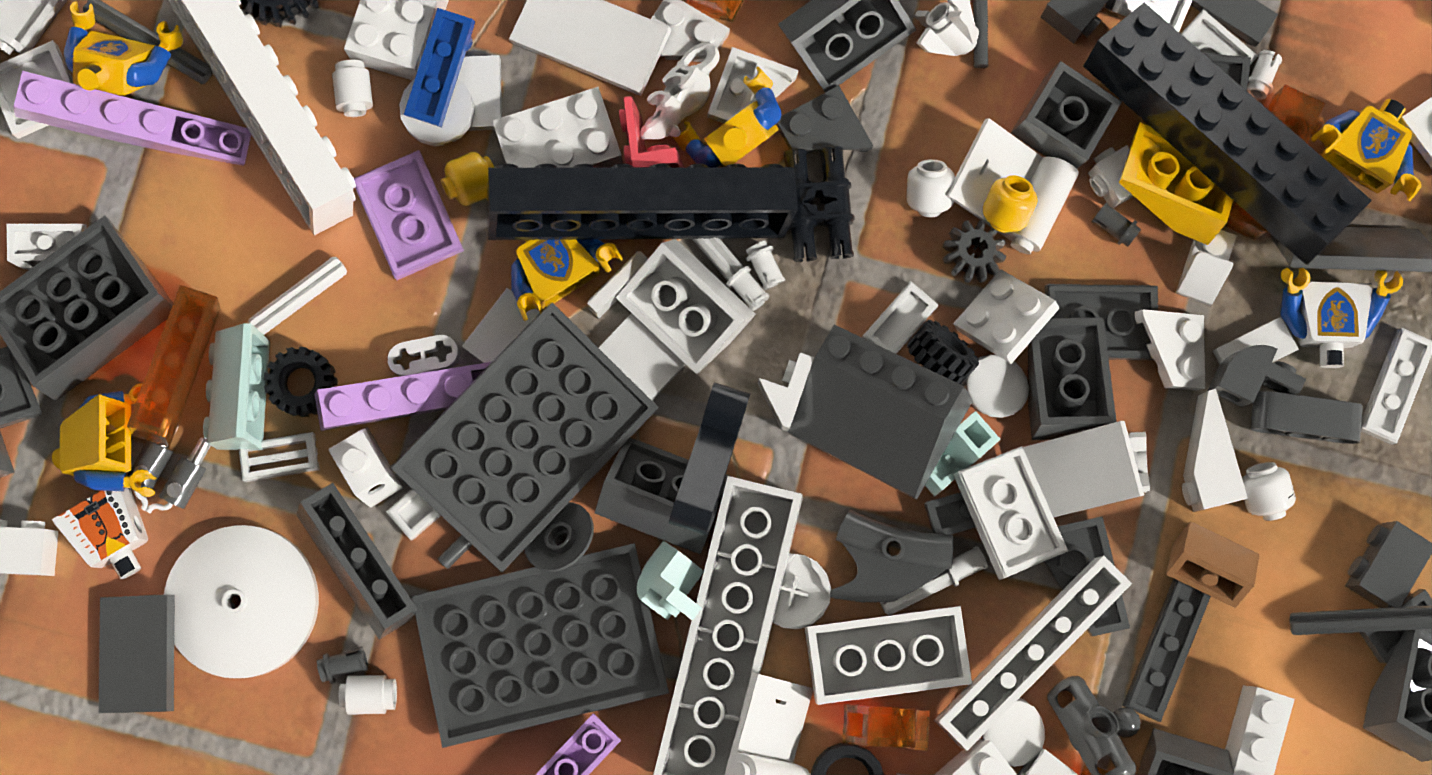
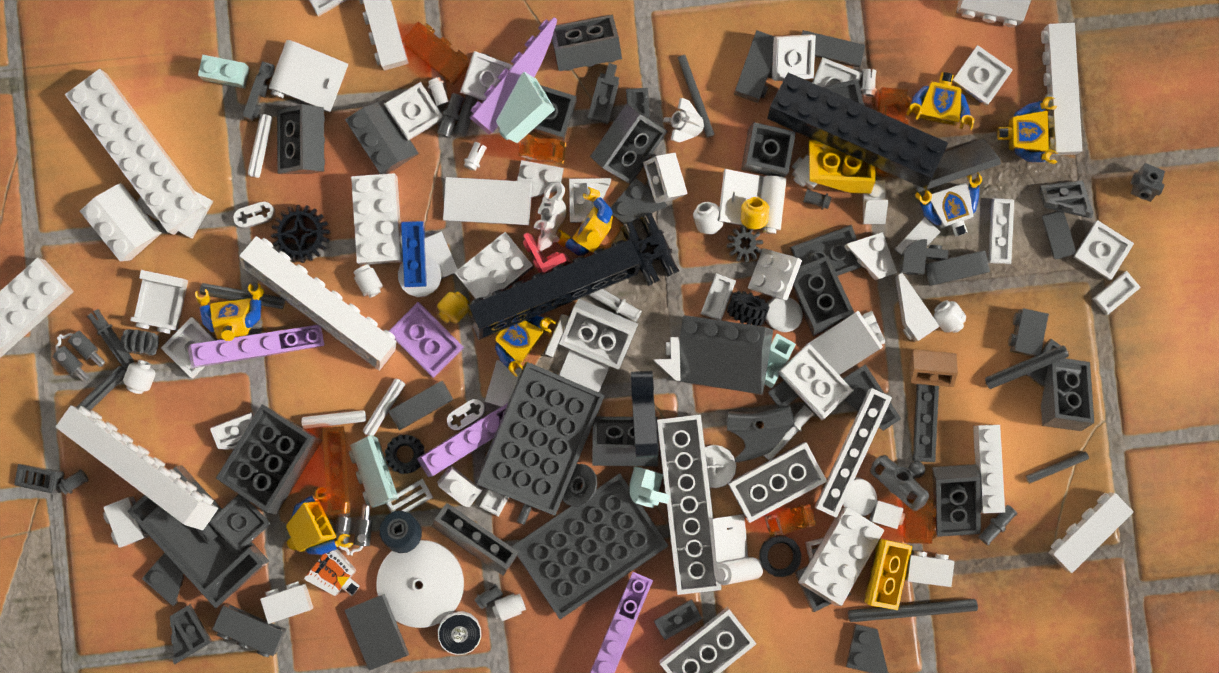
camera: 20 degrees left, 5 degrees up
(211, 284) = (333, 419): none -> white axle
(240, 503) = (402, 539): none -> black wheel
(270, 707) = (459, 633): none -> black tile
(357, 313) = (420, 405): none -> dark grey beam
(765, 264) = (633, 294): white pin -> none
(885, 100) = (665, 178): none -> white brick

